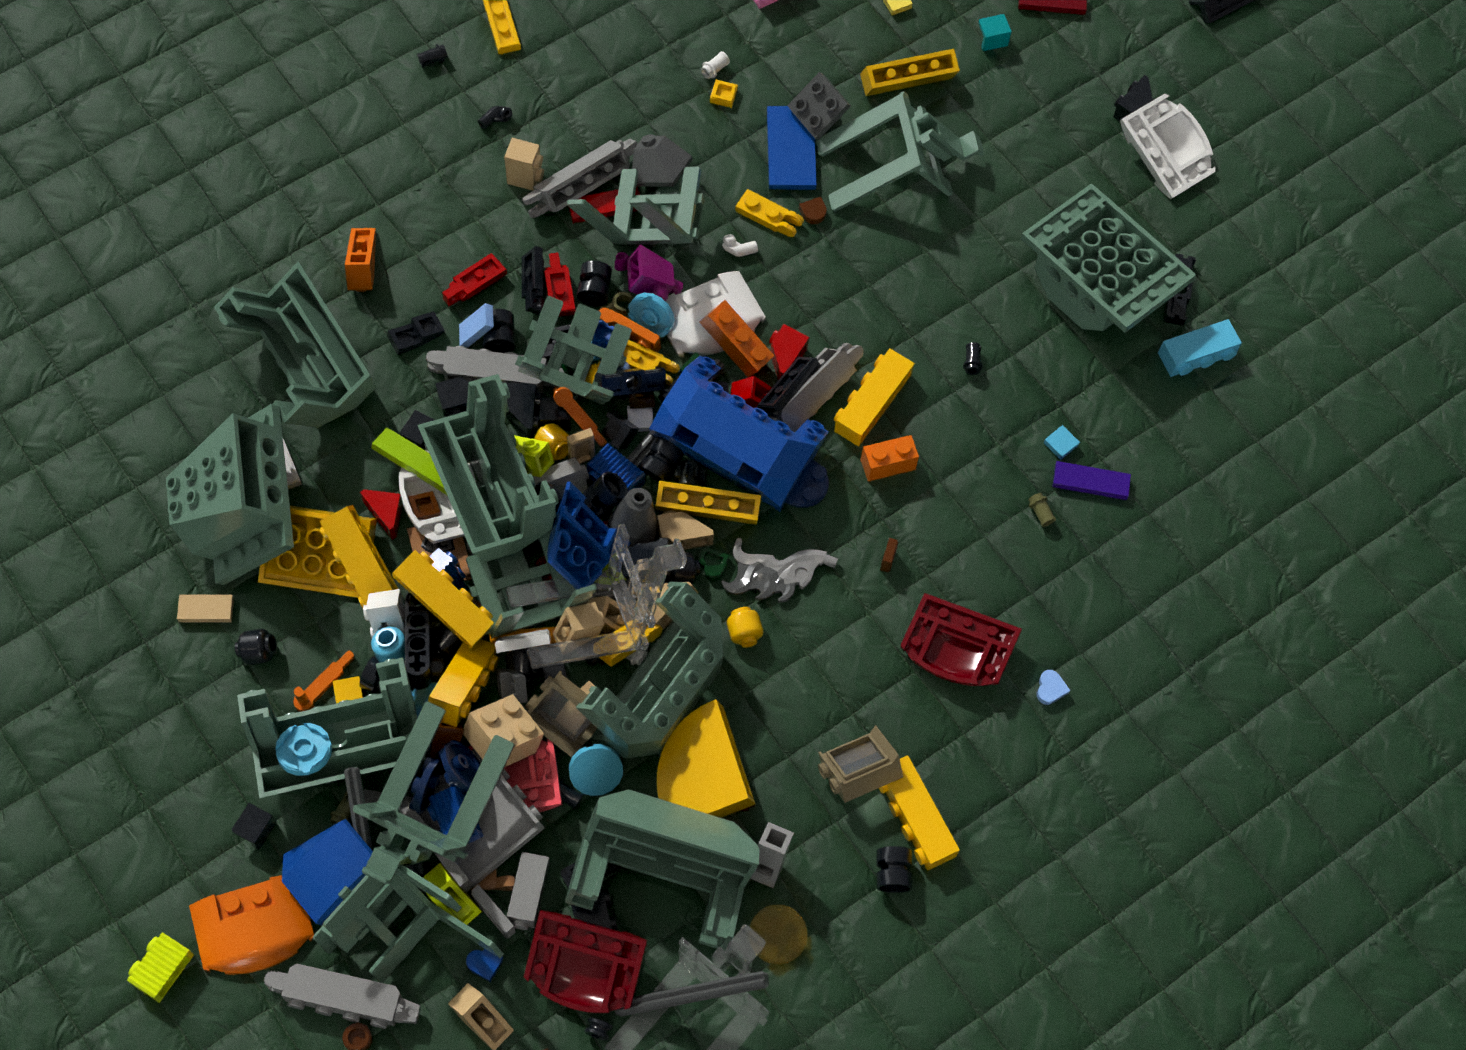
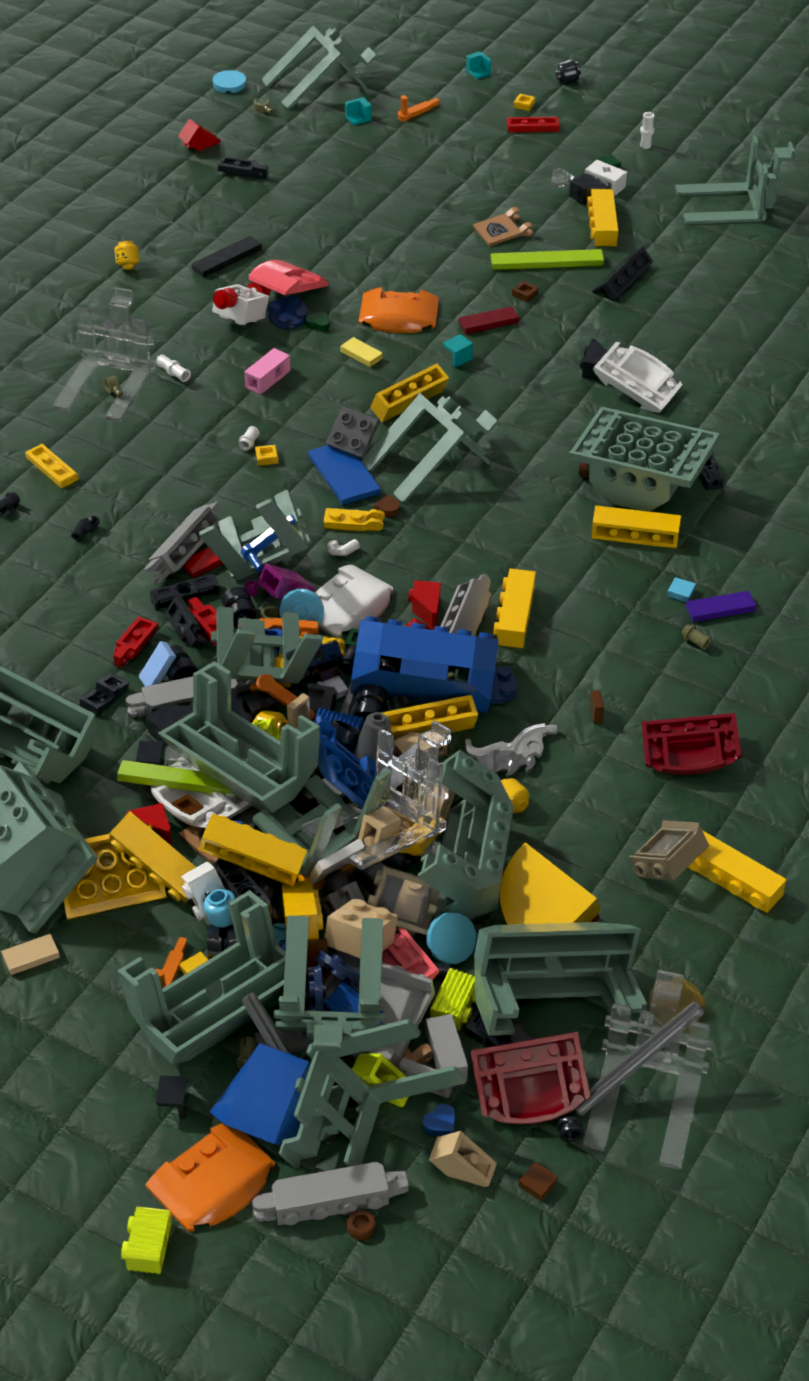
camera: 20 degrees left, 20 degrees down
(256, 646) = (95, 962): black head -> none
(303, 749) = (193, 1003): medium azure tile -> none
(360, 259) = (27, 658): orange slope -> none
(523, 164) = (132, 545): tan brick -> none
(563, 838) = (455, 997): none -> neon yellow brick
(570, 237) = (198, 587): none -> black piece
(635, 221) = (250, 551): none -> blue piece
(659, 161) = (241, 506): dark grey slope -> none
(736, 338) = (381, 600): orange brick -> none
(772, 854) = (642, 917): light grey brick -> none
(788, 385) = (447, 610): black tile -> none
(889, 458) = (555, 642): orange brick -> none
(894, 867) = (742, 916): black wheel -> none
(973, 357) = (578, 560): black pin -> none
(1051, 687) = (781, 751): light blue tile -> none
(1056, 343) = (635, 526): none -> yellow brick
(1199, 348) = (746, 494): medium azure brick -> none

